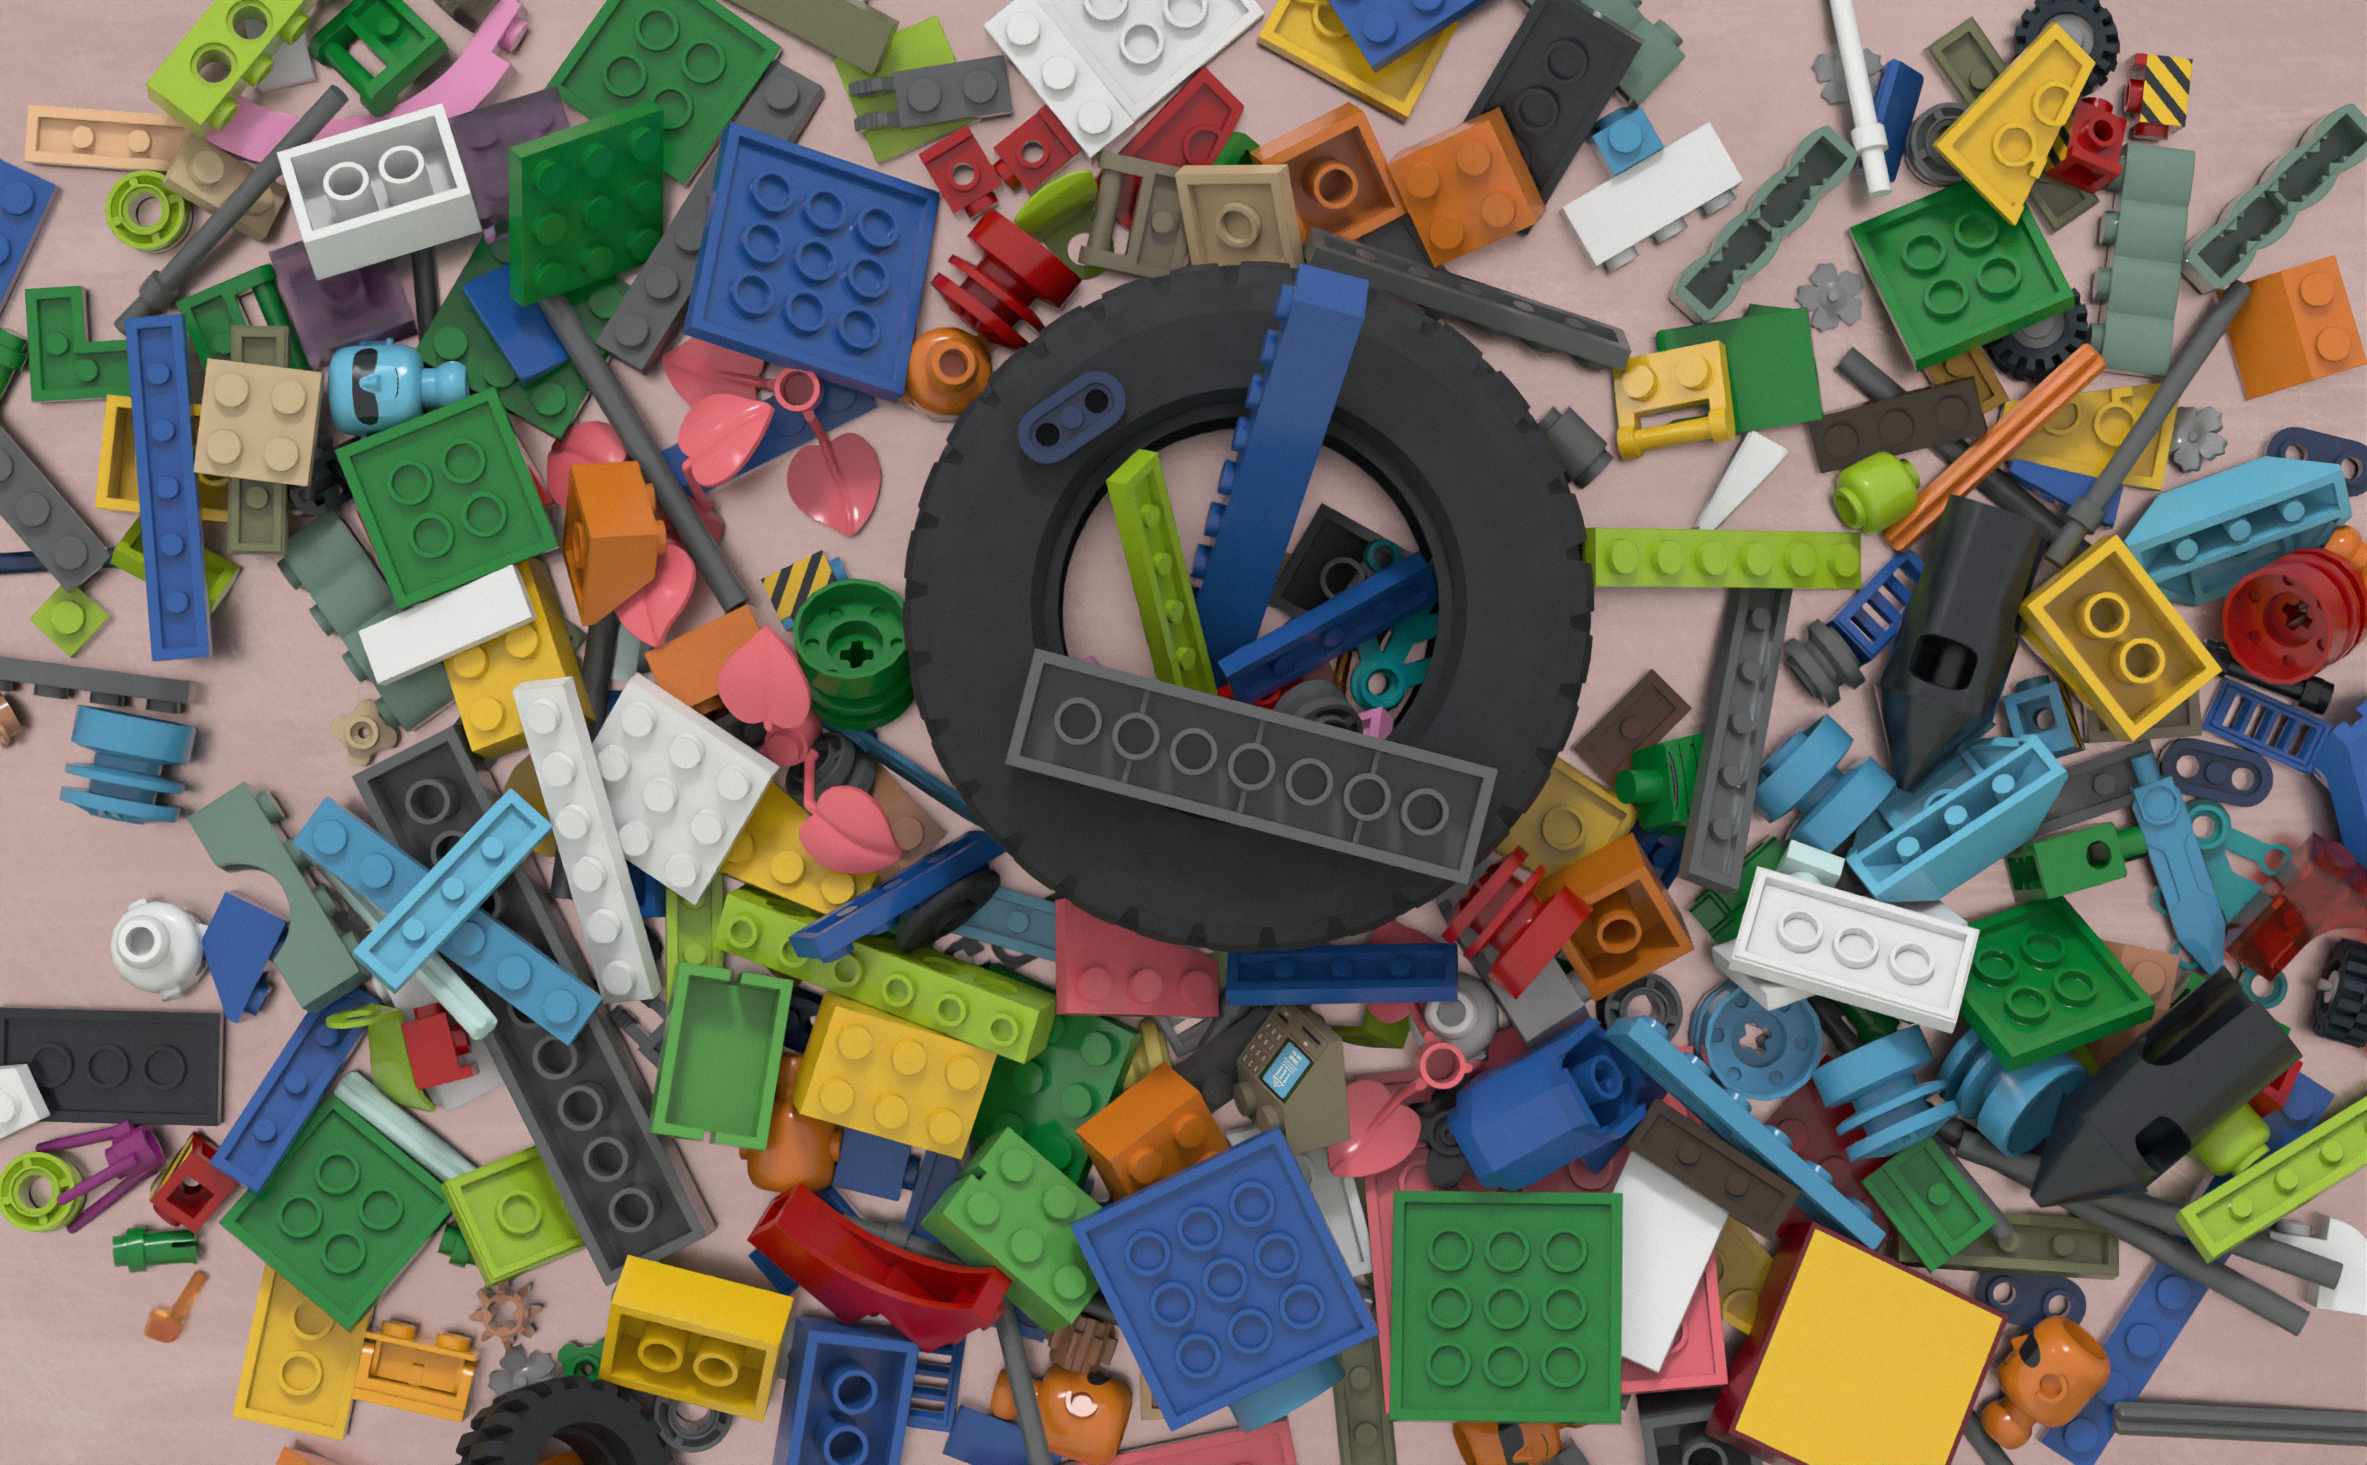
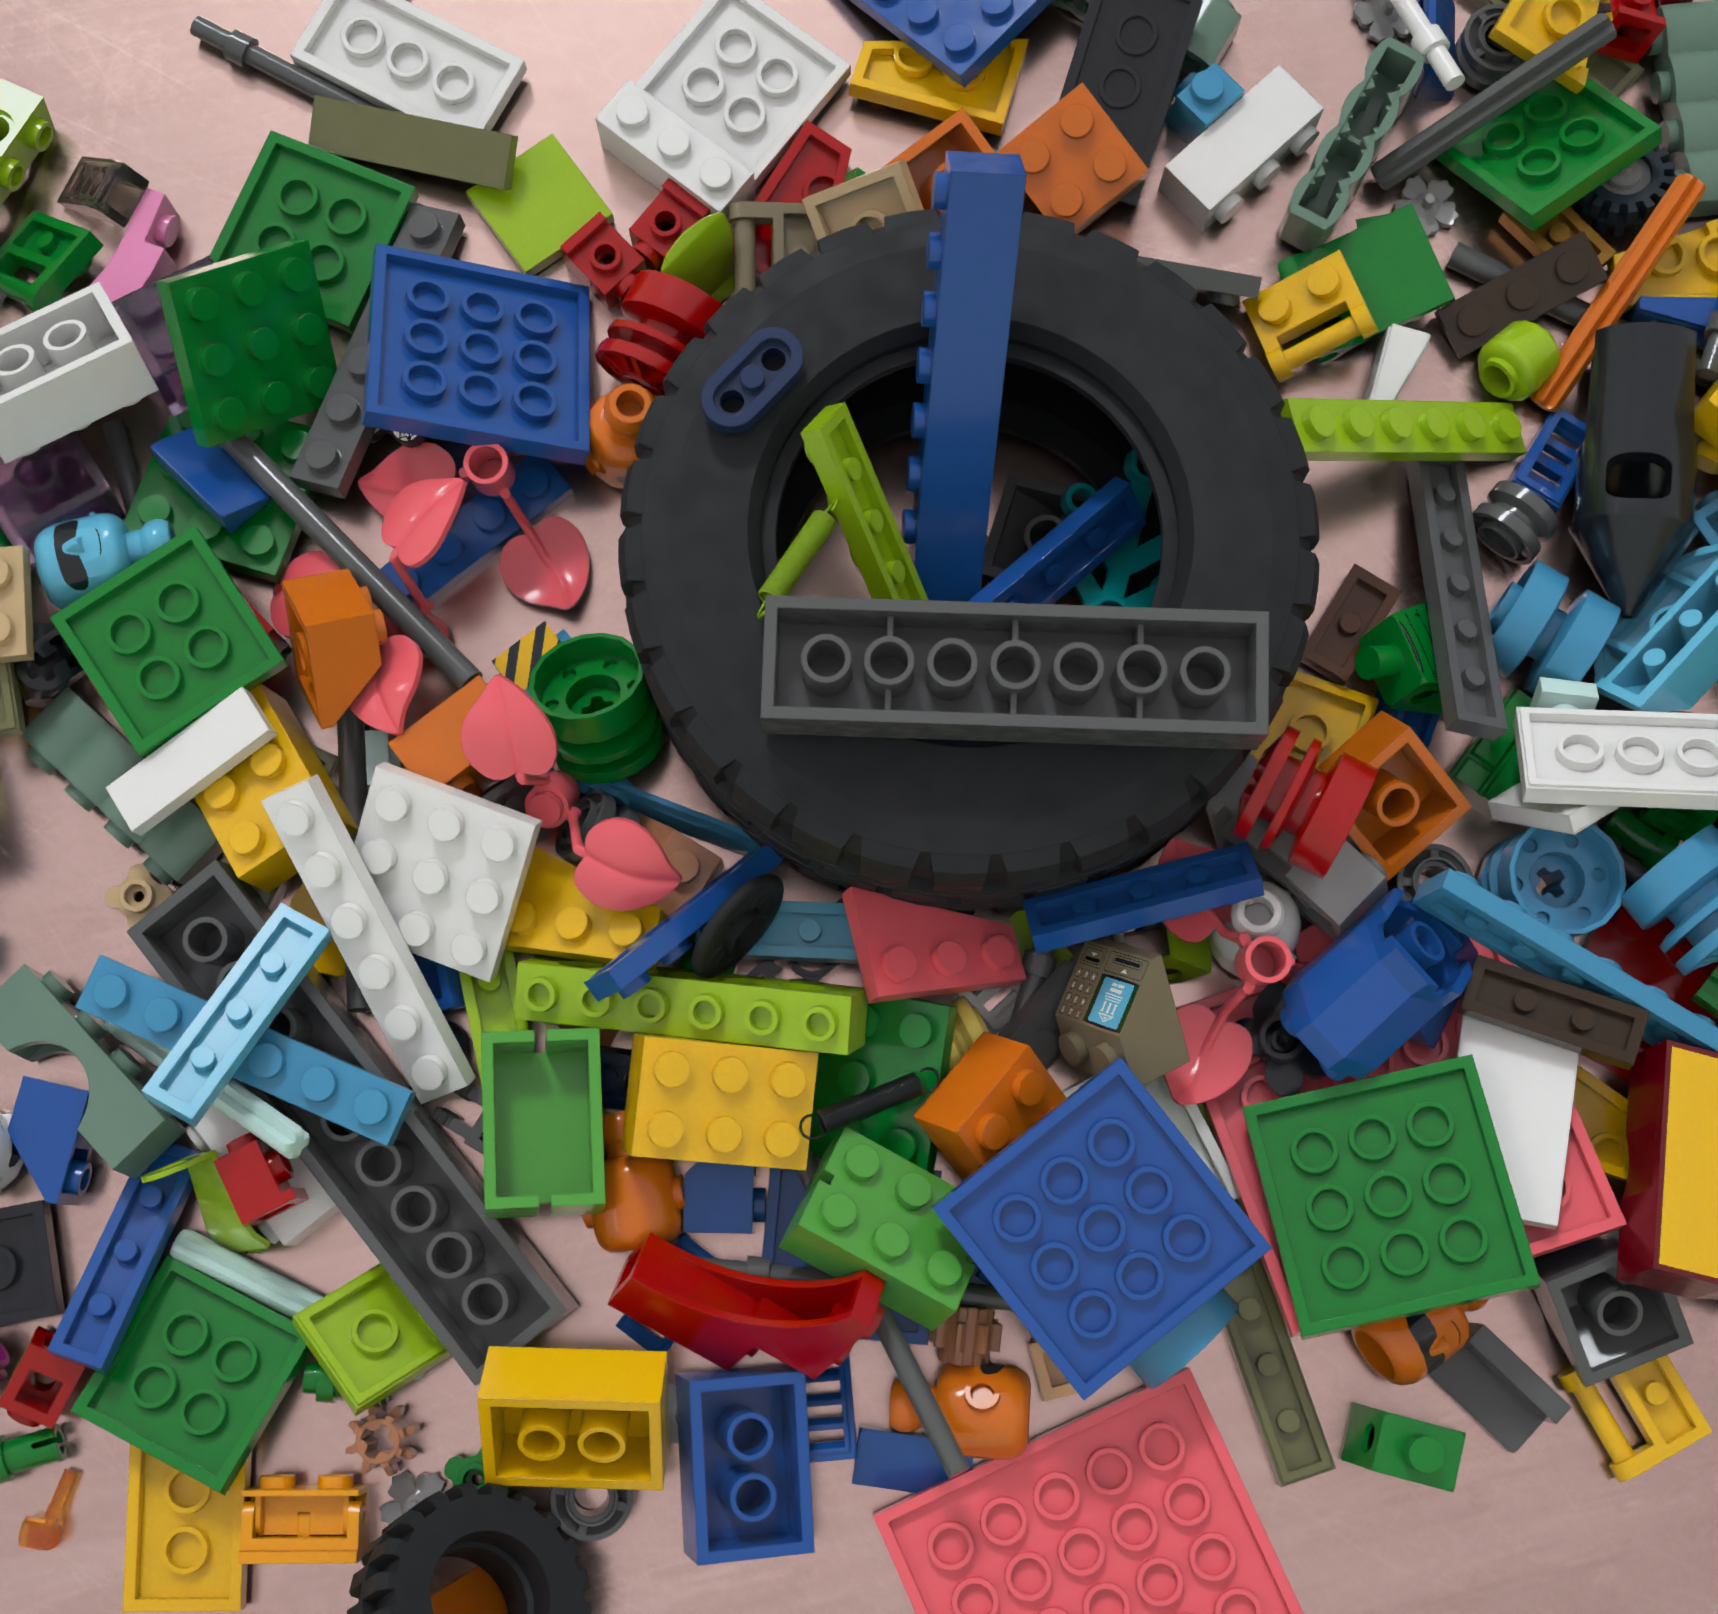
camera: 15 degrees left, 10 degrees down
(938, 94) = (564, 198): dark grey hinge -> none
(1035, 1110) = (869, 1103): none -> black piece
(1077, 598) = (798, 555): none -> lime piece
(1916, 219) = (1494, 100): none -> dark grey axle

